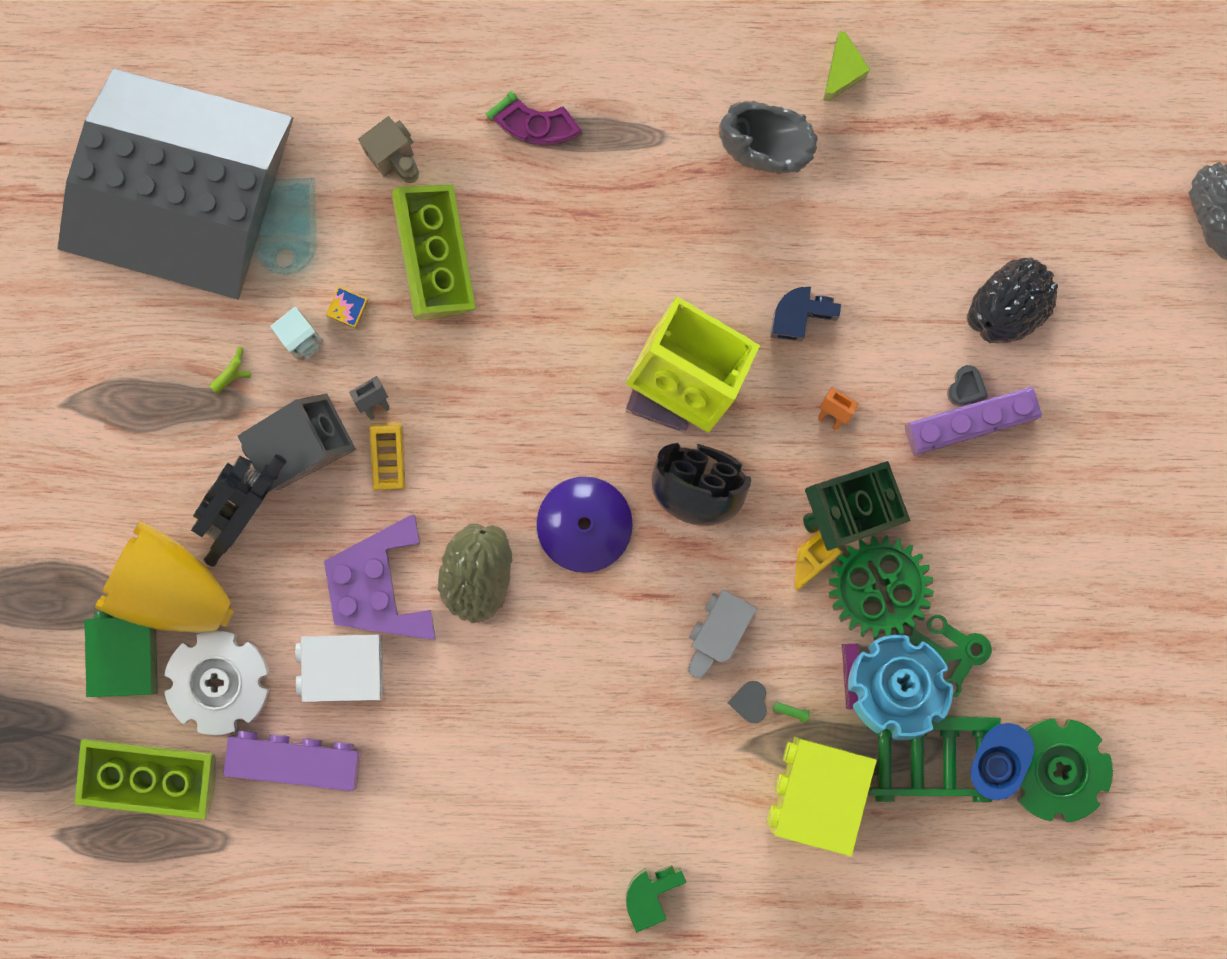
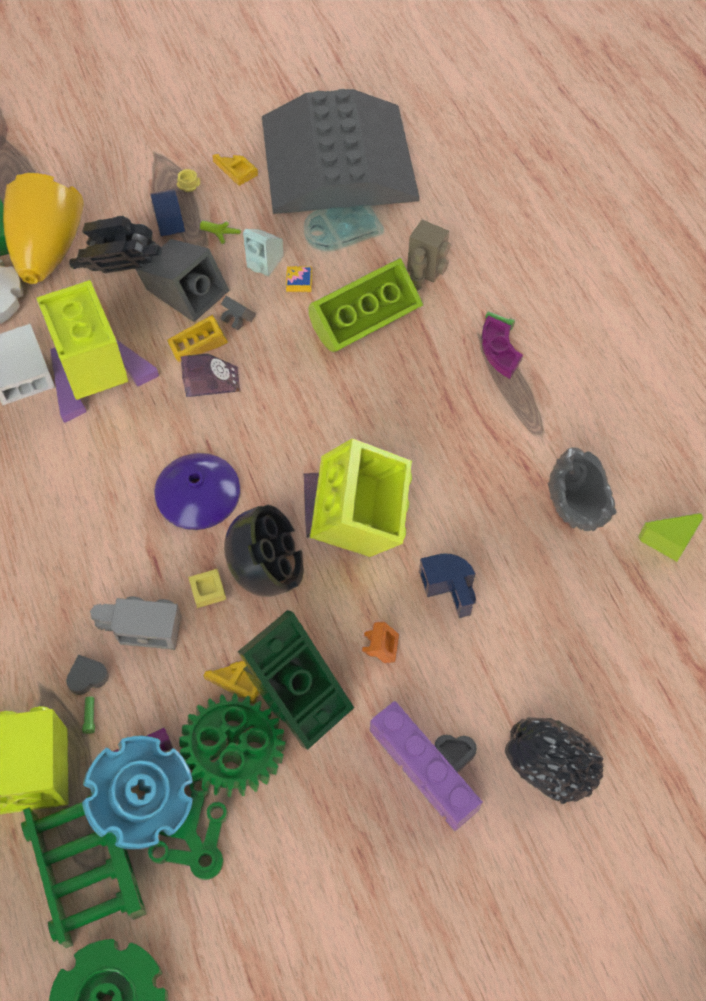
camera: 70 degrees right, 25 degrees down
(129, 376) = (187, 180): none -> light yellow plate
(135, 313) = (237, 168): none -> yellow tile
(187, 425) = (167, 212): none -> dark blue brick
(372, 583) = (83, 339): none -> neon yellow container
(448, 459) = (208, 375): none -> slope
(475, 572) = (126, 422): olive hair -> none
(708, 554) = (207, 588): none -> light yellow plate
(1002, 761) = (91, 923): blue piece -> none

